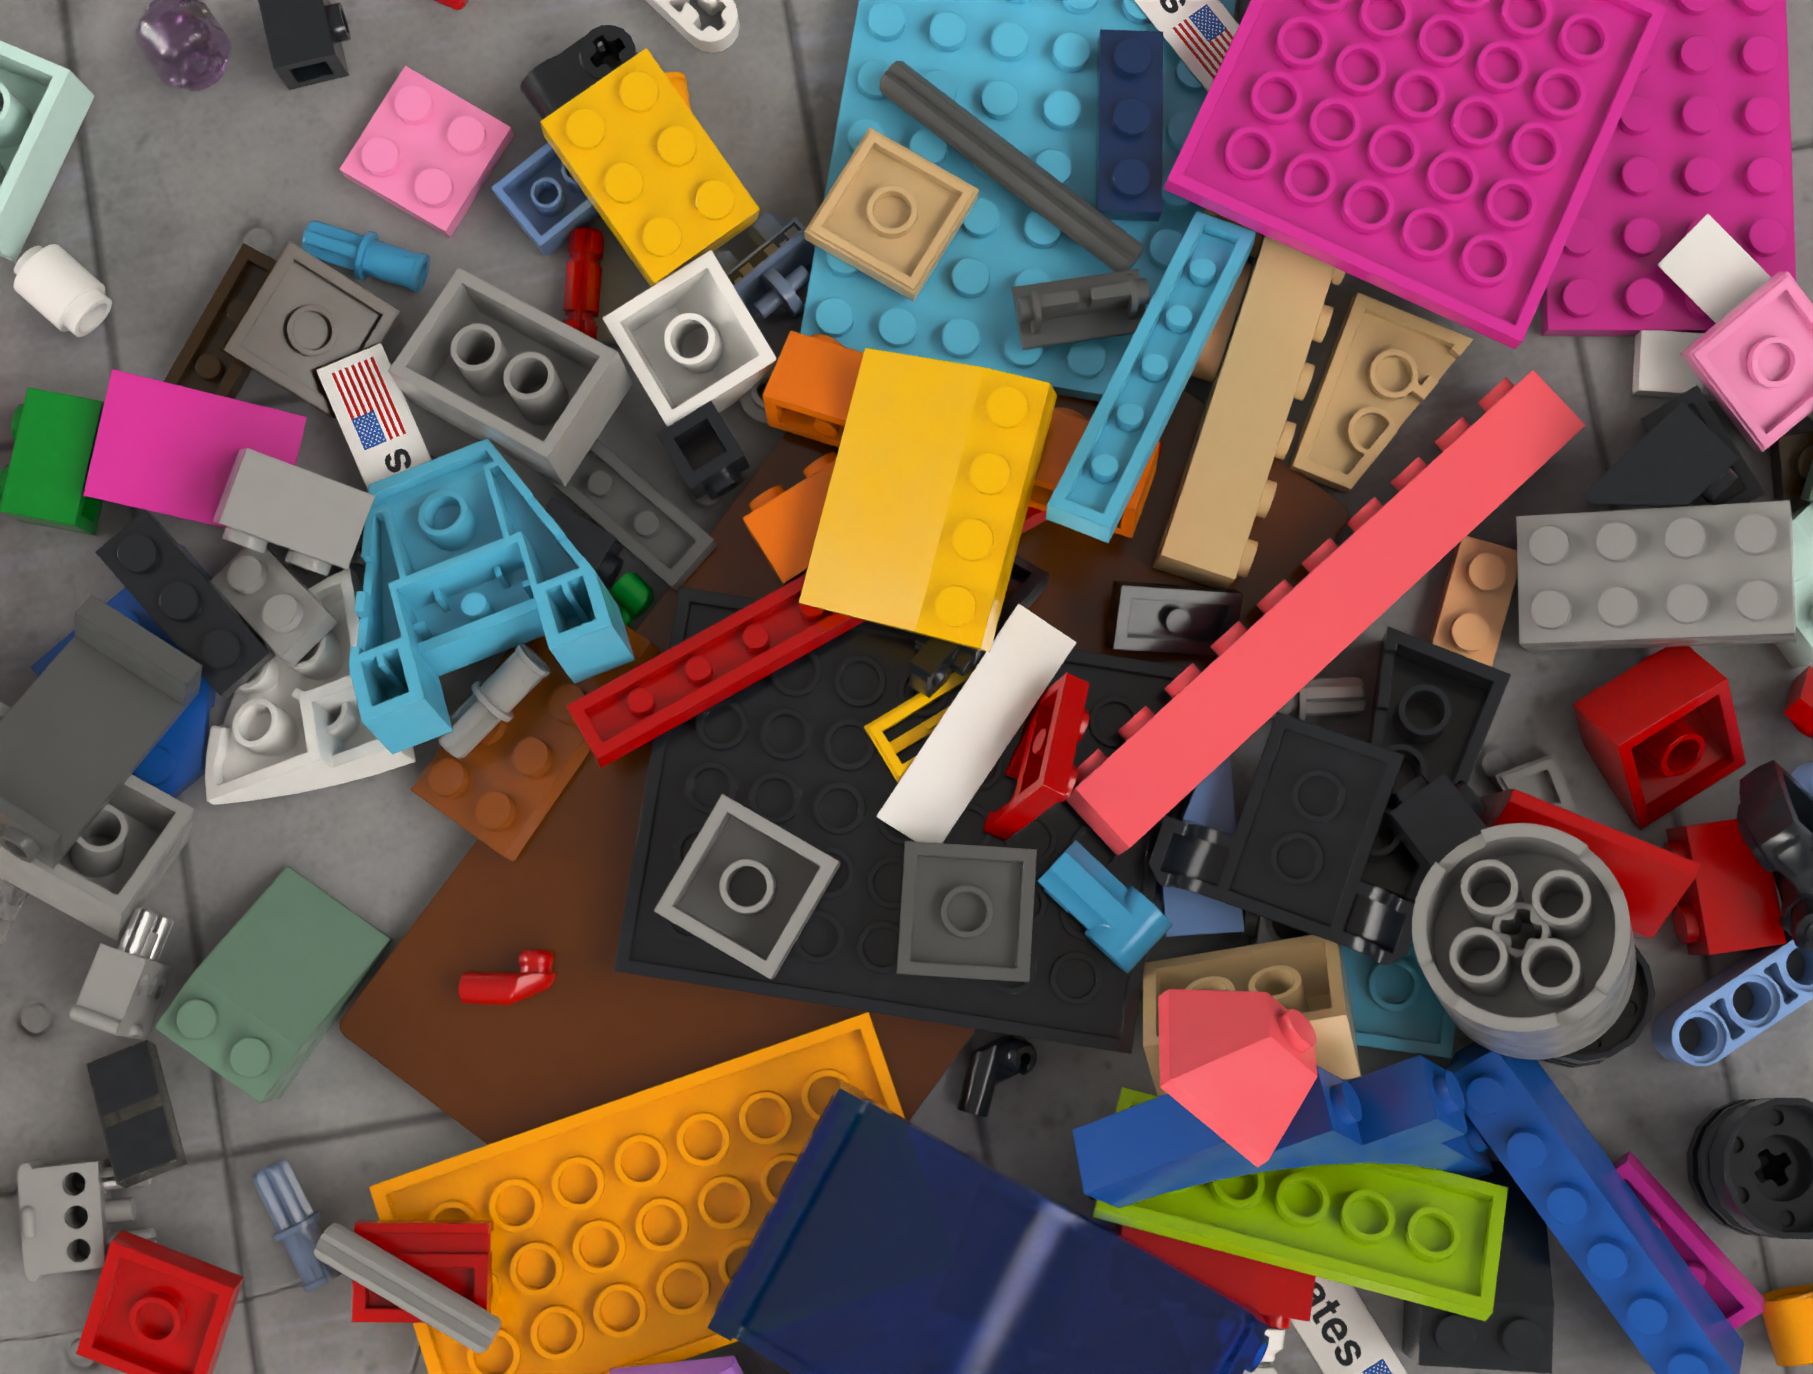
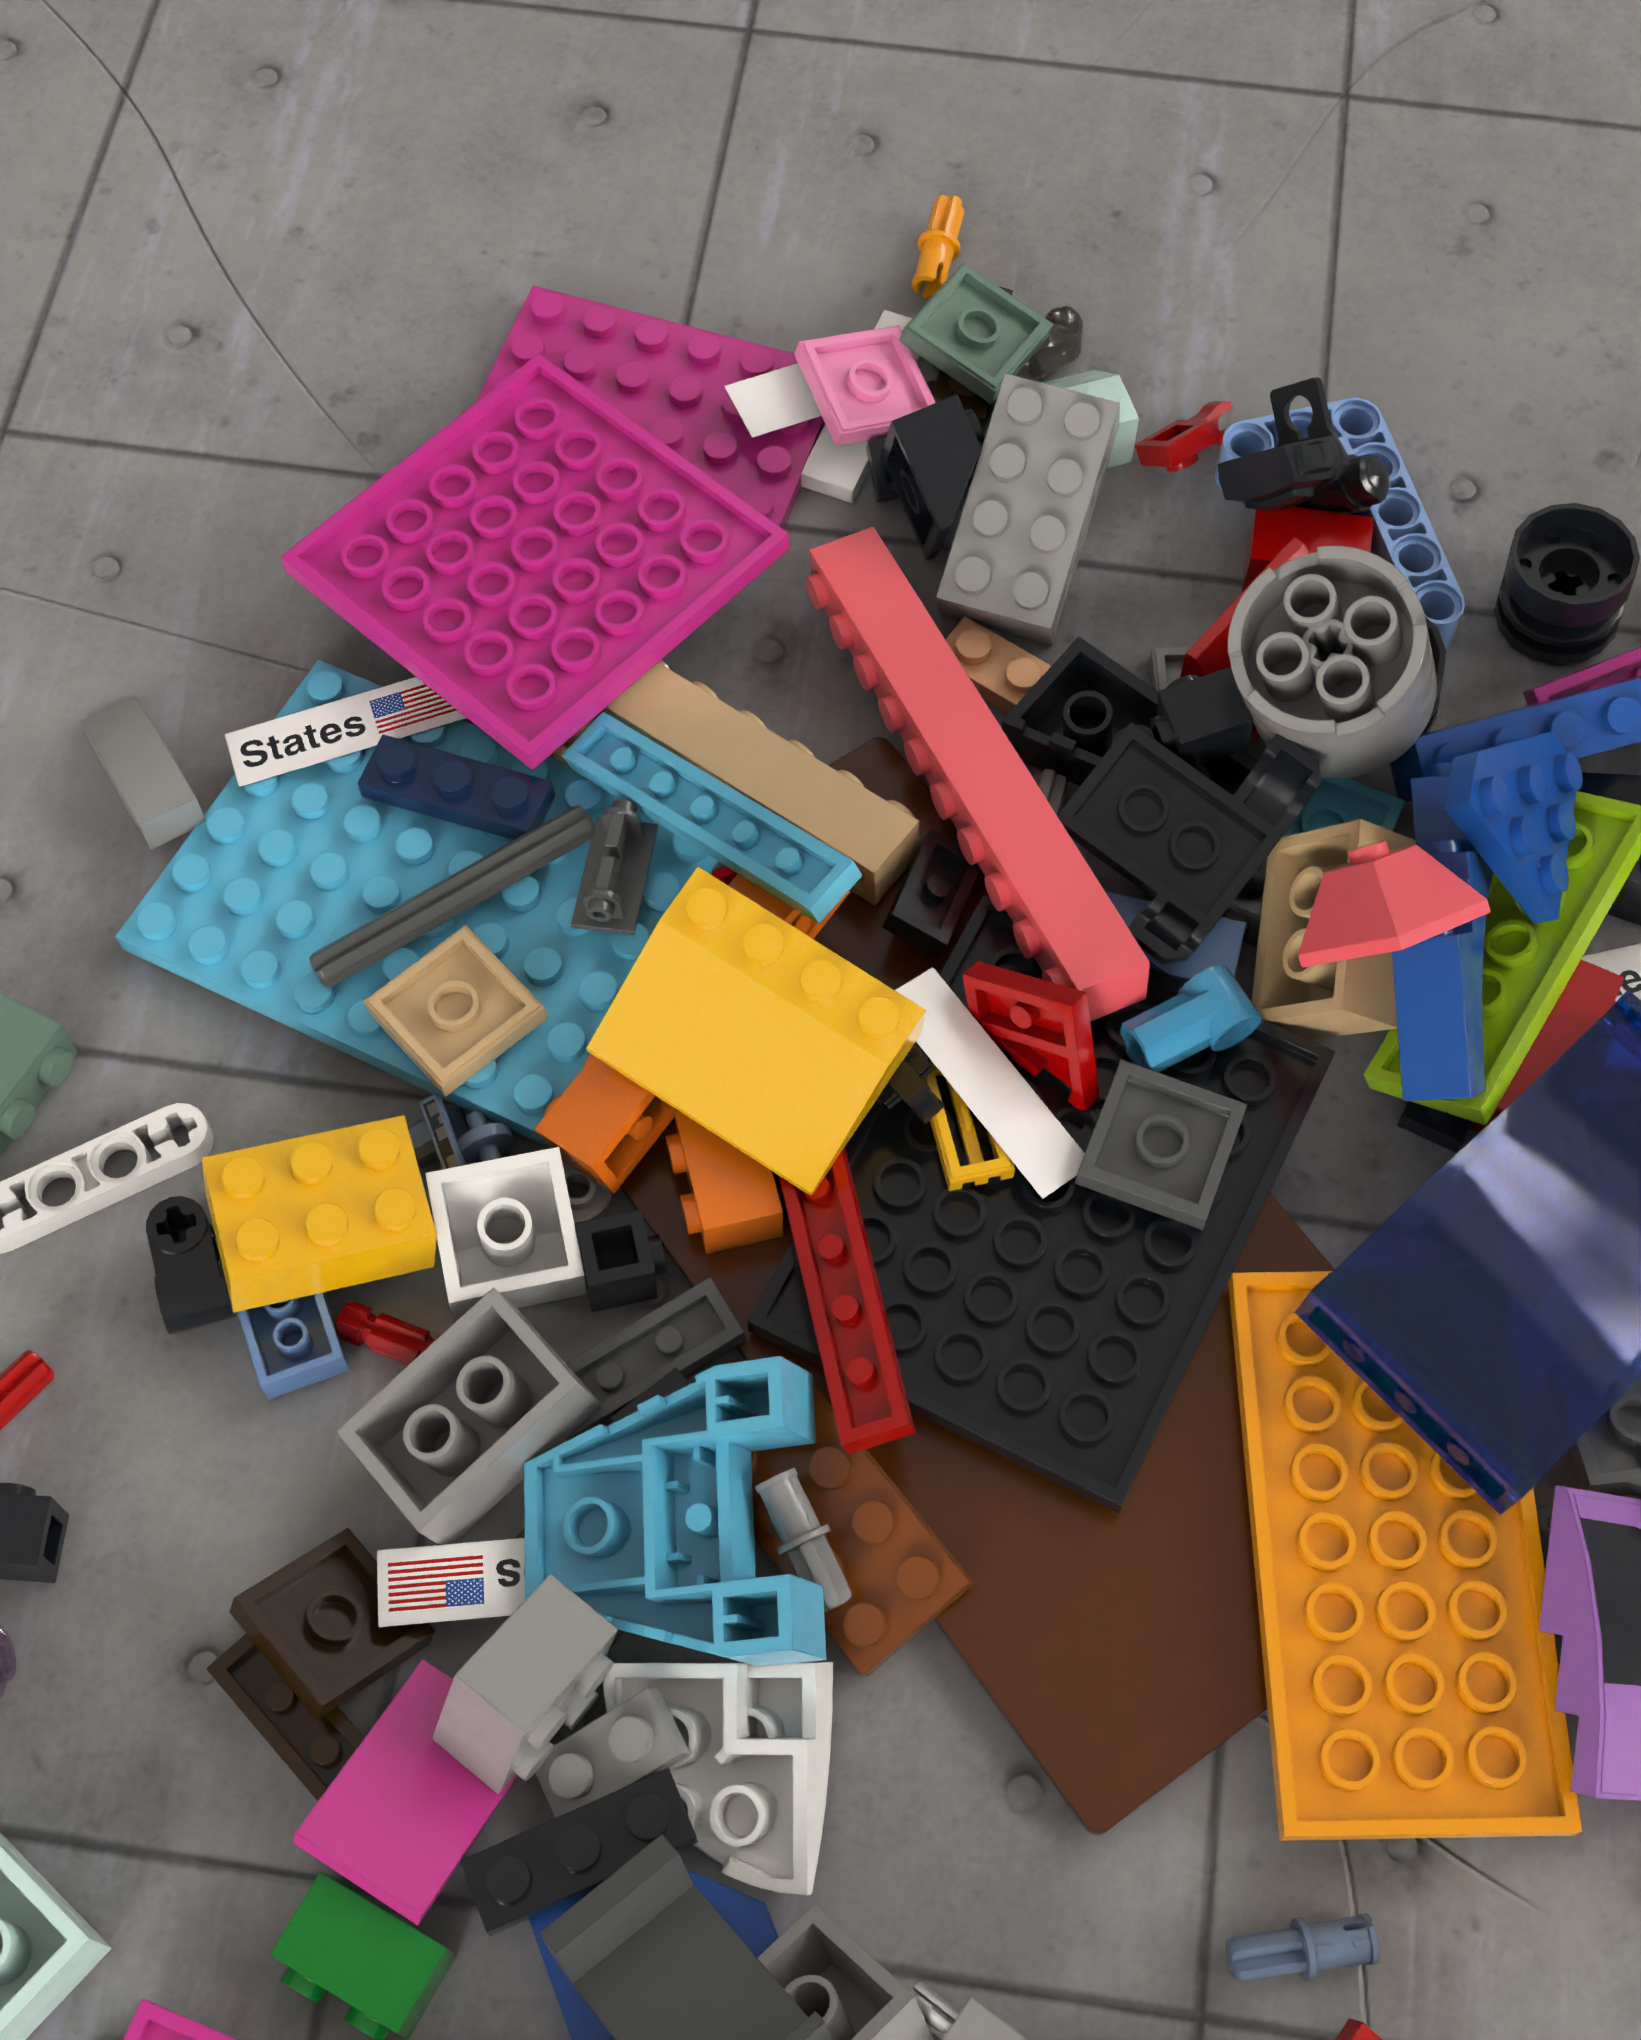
camera: 70 degrees left, 20 degrees down
(61, 289) = (168, 1895): white brick -> none
(274, 986) = (1031, 1889): sand green slope -> none
(366, 255) = (274, 1543): dark azure axle -> none
(407, 1288) = (1411, 1802): light grey axle -> none
(427, 151) = (189, 1454): bright pink plate -> none
(445, 1250) = (1393, 1794): red plate -> none
(509, 987) = (1107, 1625): red arm -> none
(747, 887) = (1081, 1326): light grey brick -> none
(992, 1065) = (1309, 1194): black arm -> none
(1369, 388) = (762, 672): tan wing -> none
(1426, 1174) = (1519, 816): none -> blue plate
(1661, 732) = (1156, 560): red slope -> none

